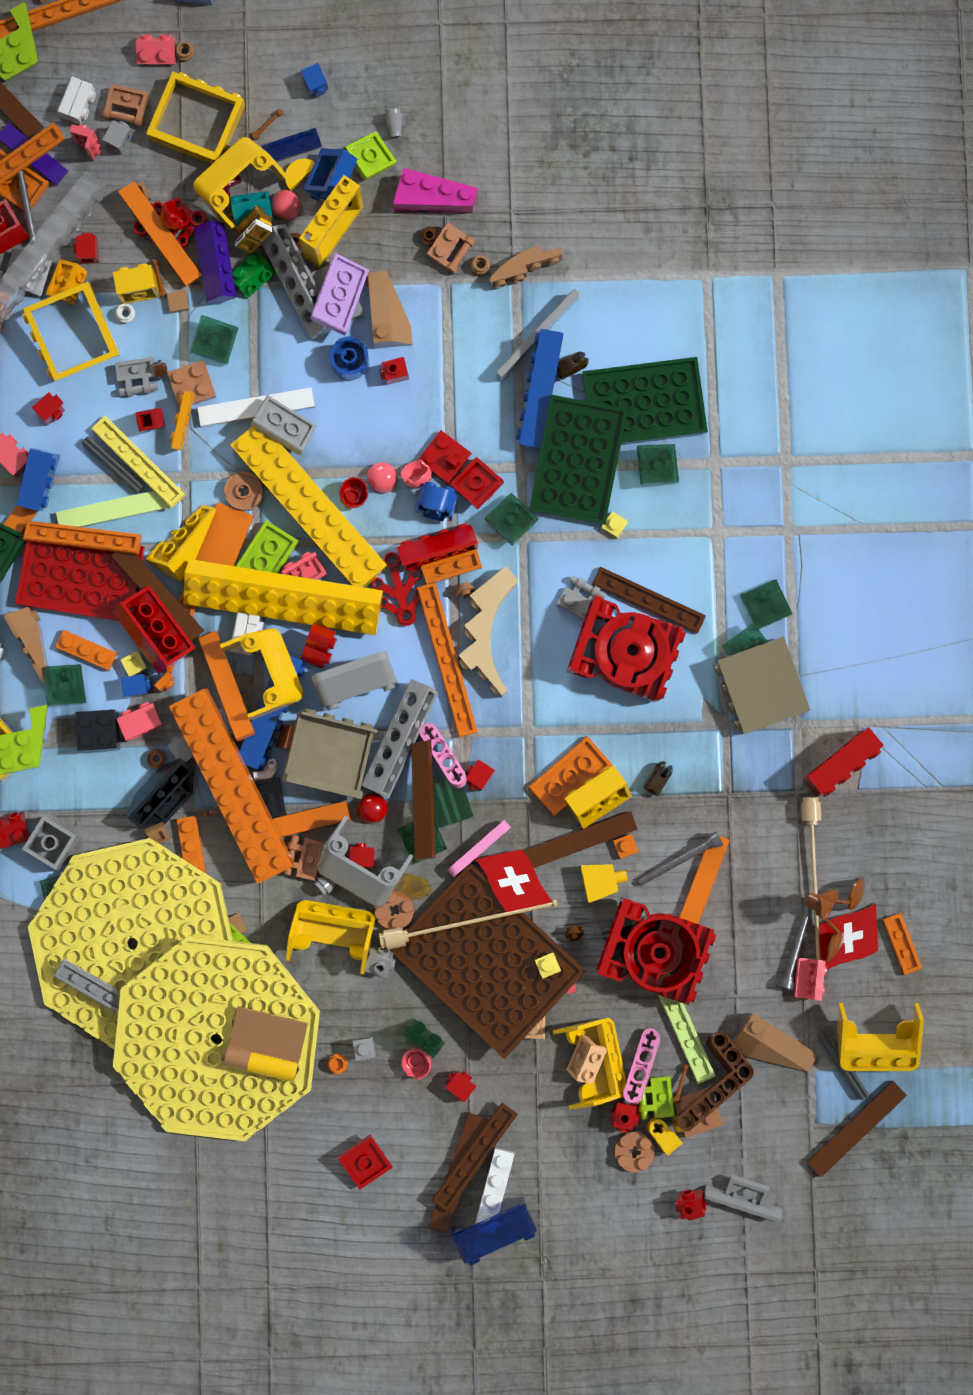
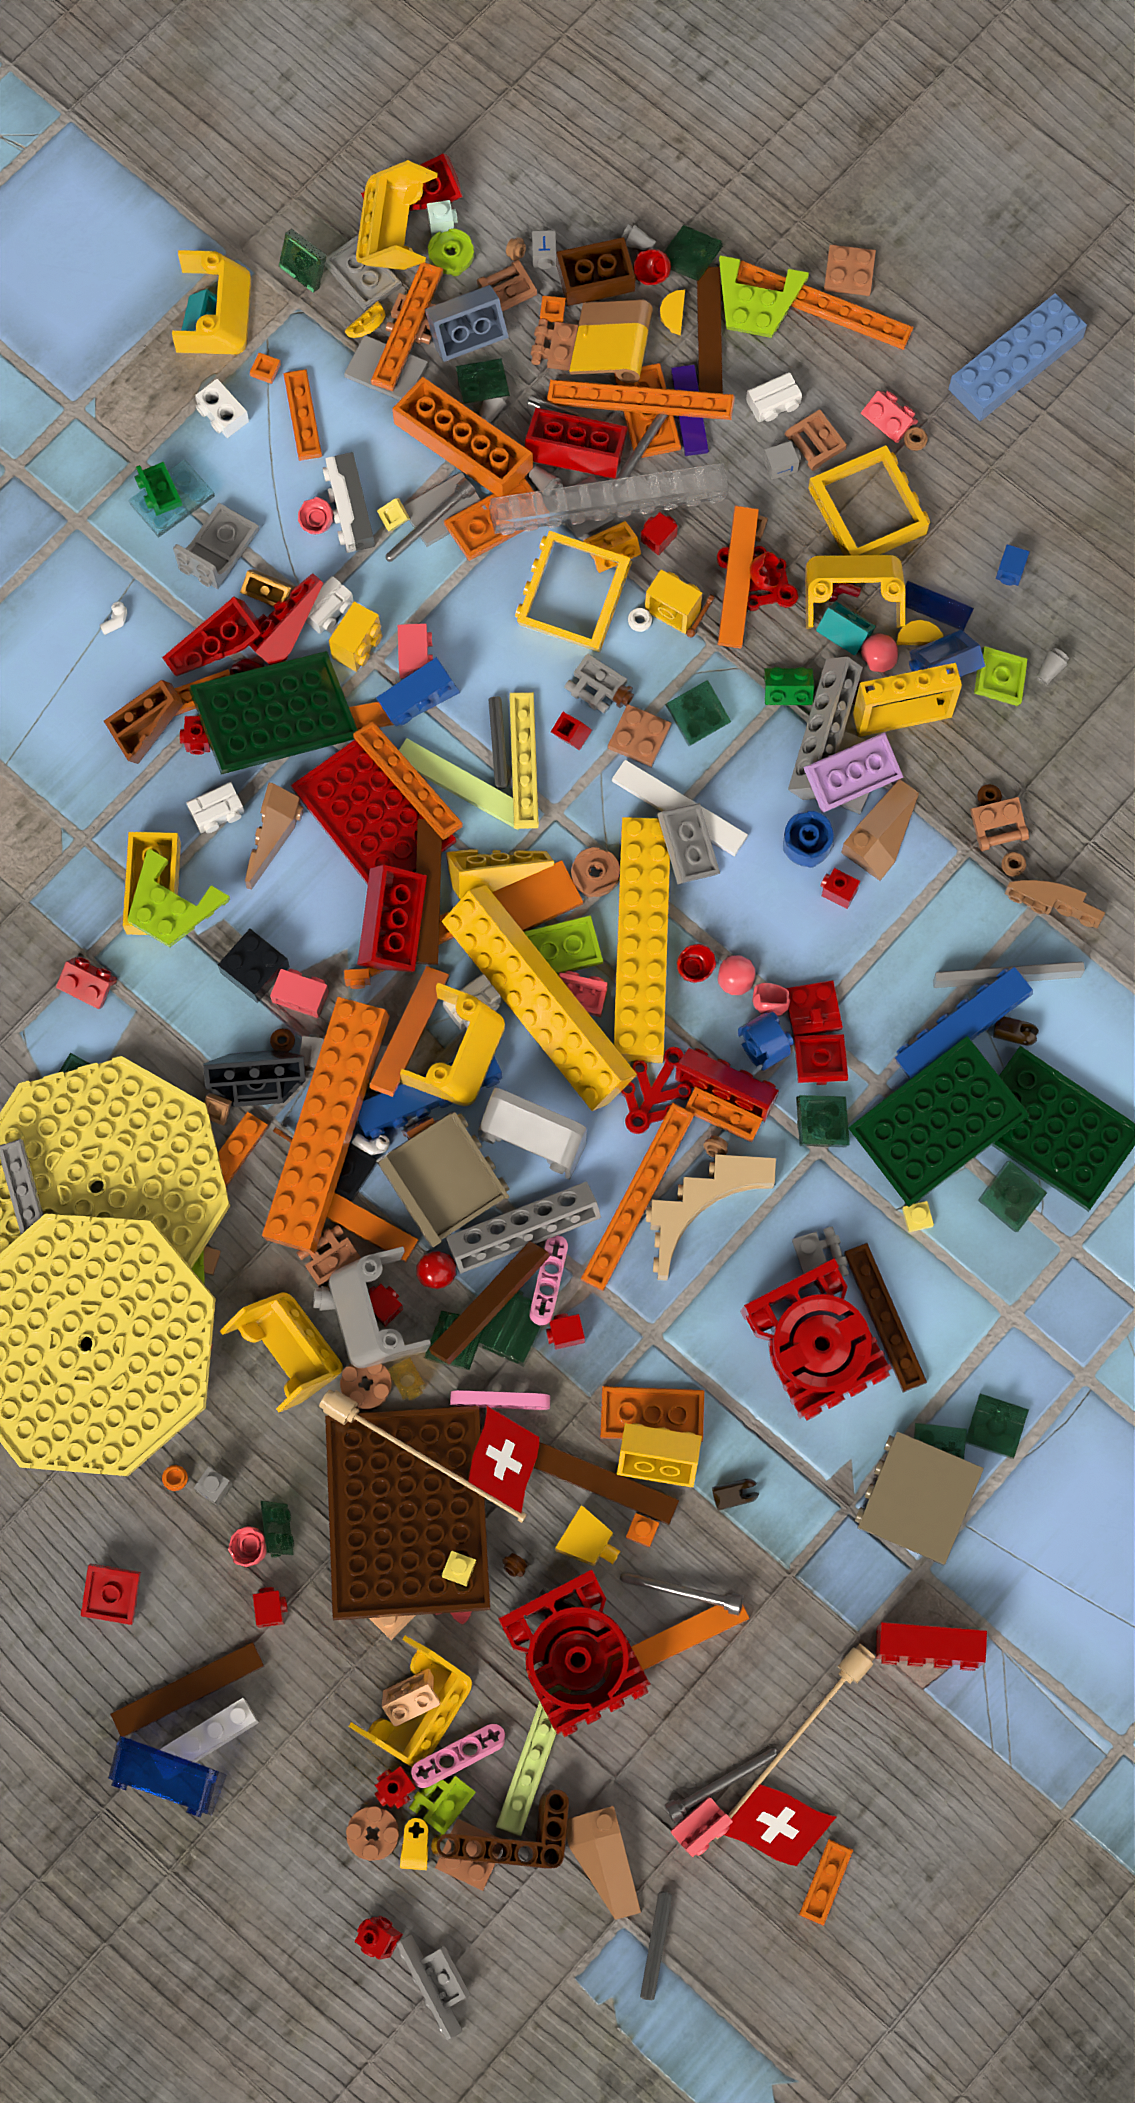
camera: 45 degrees right, 10 degrees down
(49, 408) = (489, 642): red brick -> none
(51, 843) = (113, 1027): light grey brick -> none
(64, 685) = (263, 896): clear green hinge -> none
(85, 137) = (750, 436): coral bracket -> none
(86, 650) = (314, 885): orange plate -> none
(134, 663) = (344, 936): light yellow plate -> none
(135, 686) = (326, 957): blue brick -> none
(178, 301) = (697, 651): medium nougat tile -> none
(181, 420) = (599, 757): light orange plate -> none
(215, 262) = (764, 645): dark purple brick -> none
(253, 230) = (827, 646): pearl gold hips -> none
(256, 134) = (911, 567): dark orange hinge -> none
(265, 1044) = (125, 1390): medium nougat door -> none
(318, 646) = (529, 1072): red brick -> none
(380, 961) = (305, 1417): light grey brick -> none
(433, 194) = (1025, 756): dark pink wedge -> none
(474, 1157) = (216, 1689): reddish brown tile -> none
(676, 1099) = (461, 1820): dark orange hinge -> none
(823, 906) = (780, 1760): dark orange plant -> none
(856, 1128) = (610, 2023): reddish brown tile -> none
(880, 1051) = (703, 1965): yellow windscreen -> none

